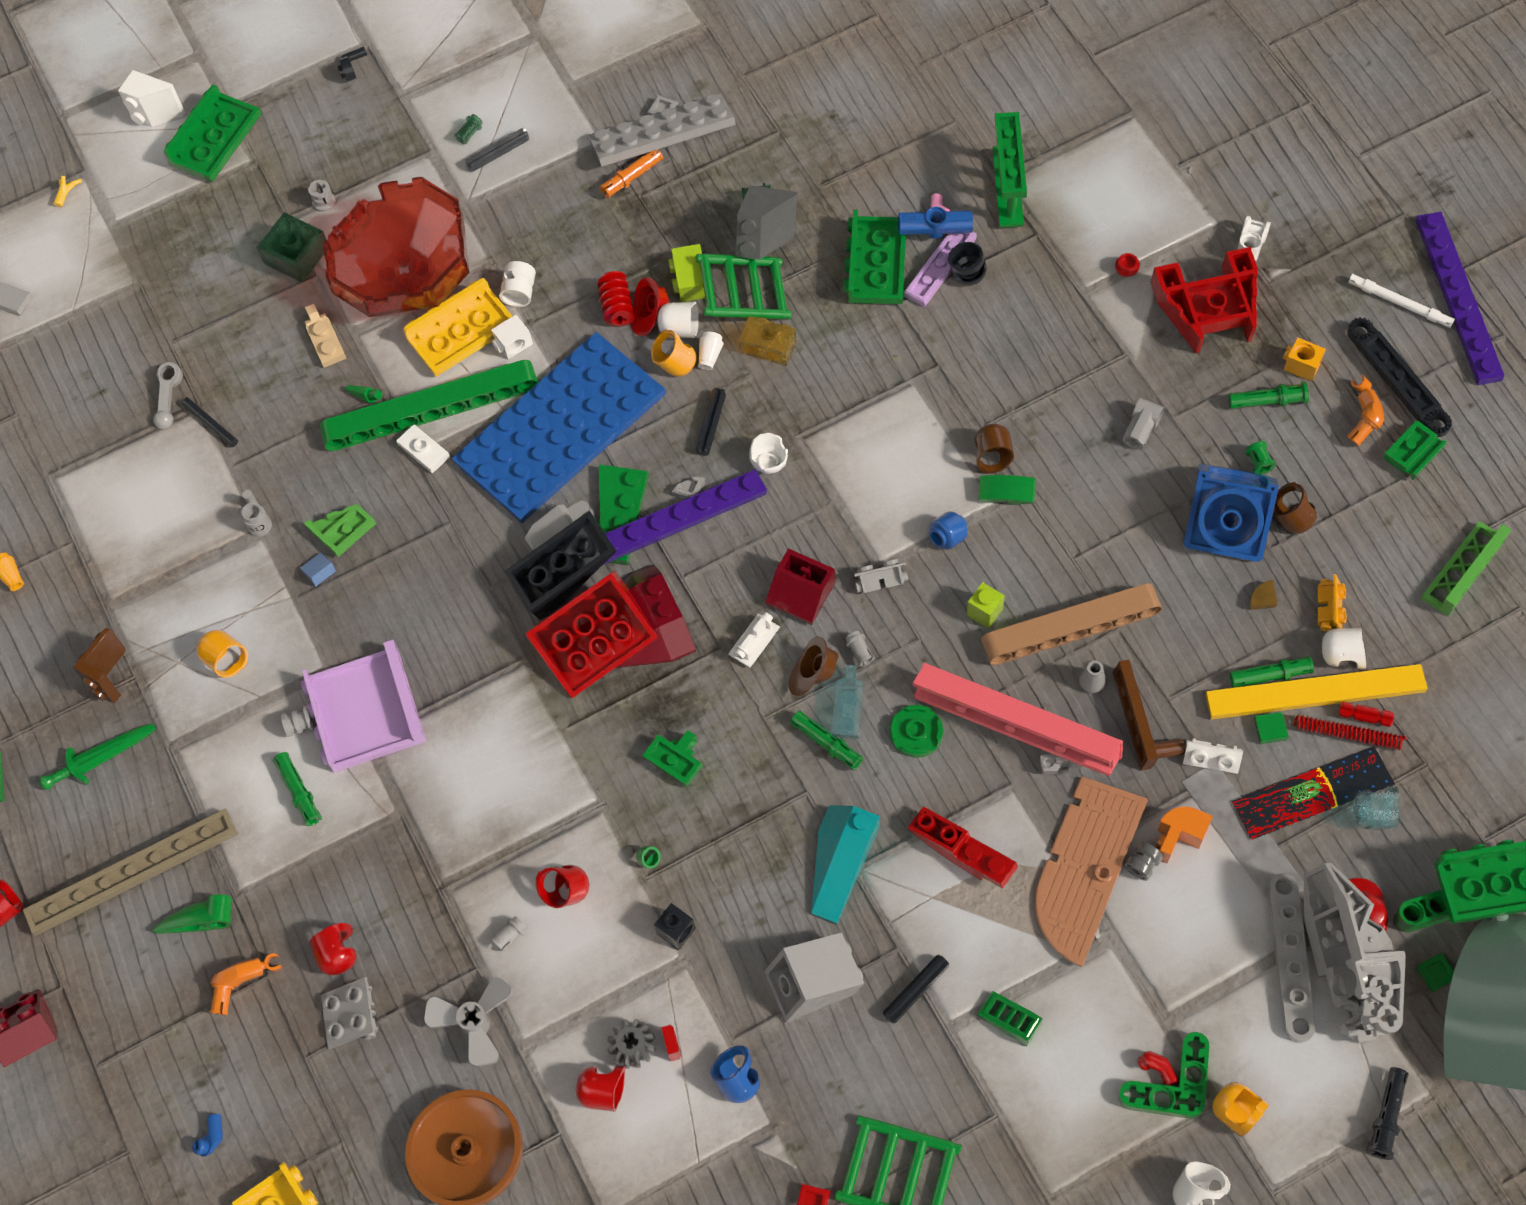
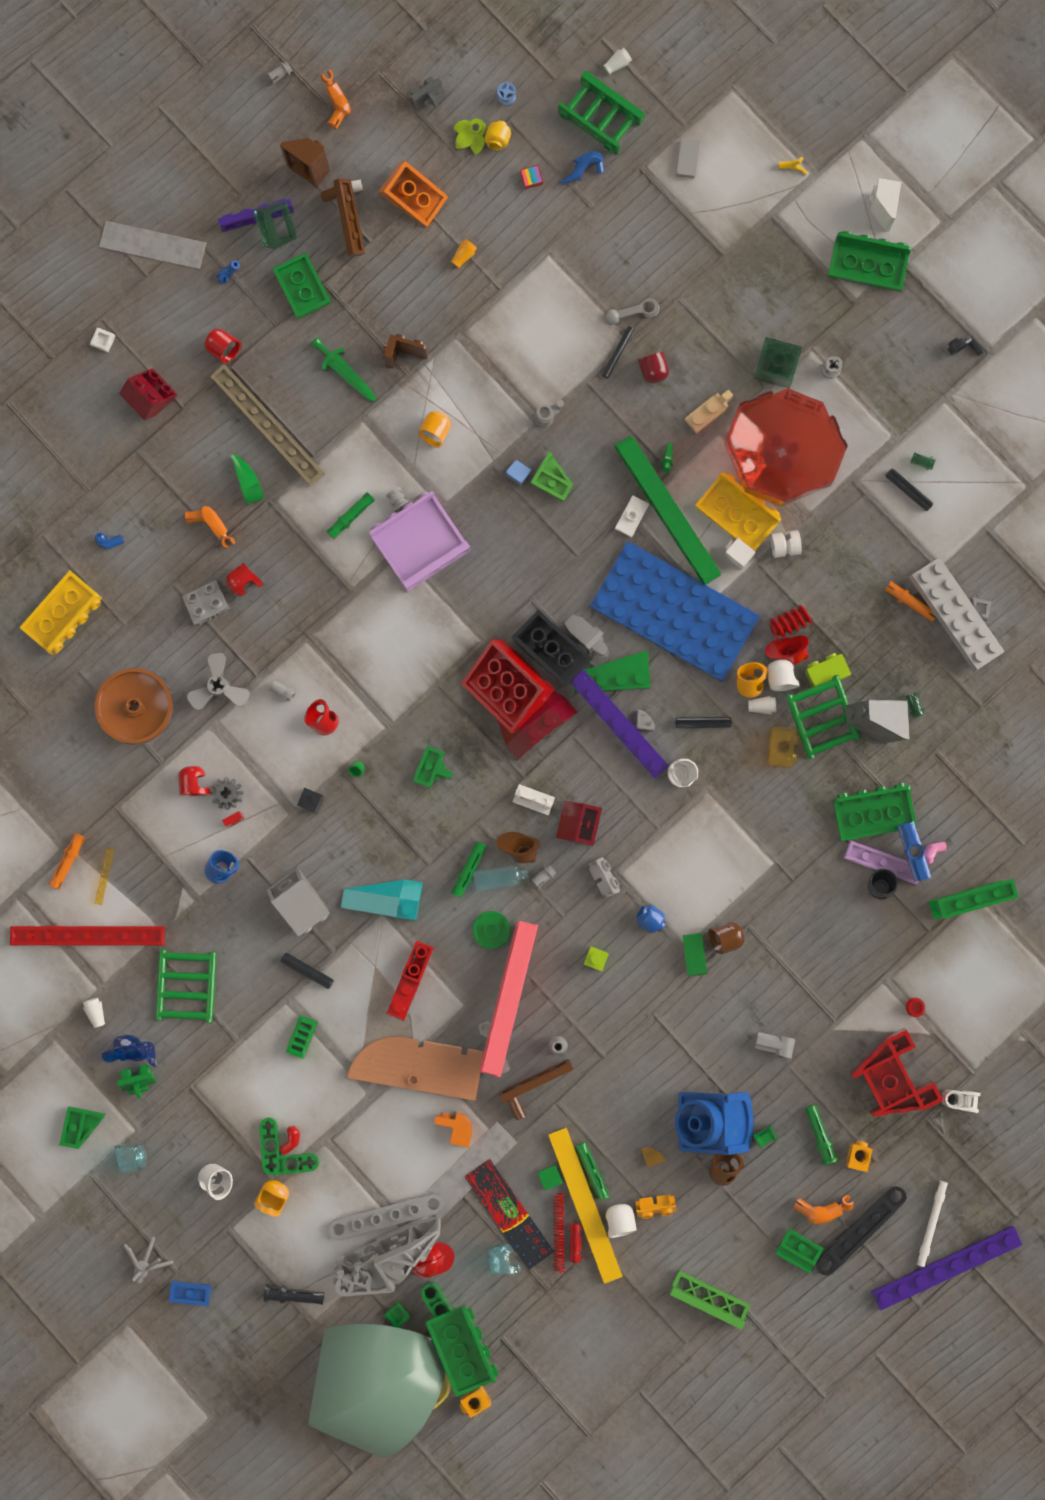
camera: 75 degrees right, 20 degrees up
(245, 380) = (654, 367): none -> dark red helmet
(1071, 624) = (596, 1023): medium nougat beam -> none
(1143, 861) = (429, 1105): dark grey wheel -> none
(1212, 757) = (518, 1130): white hinge -> none

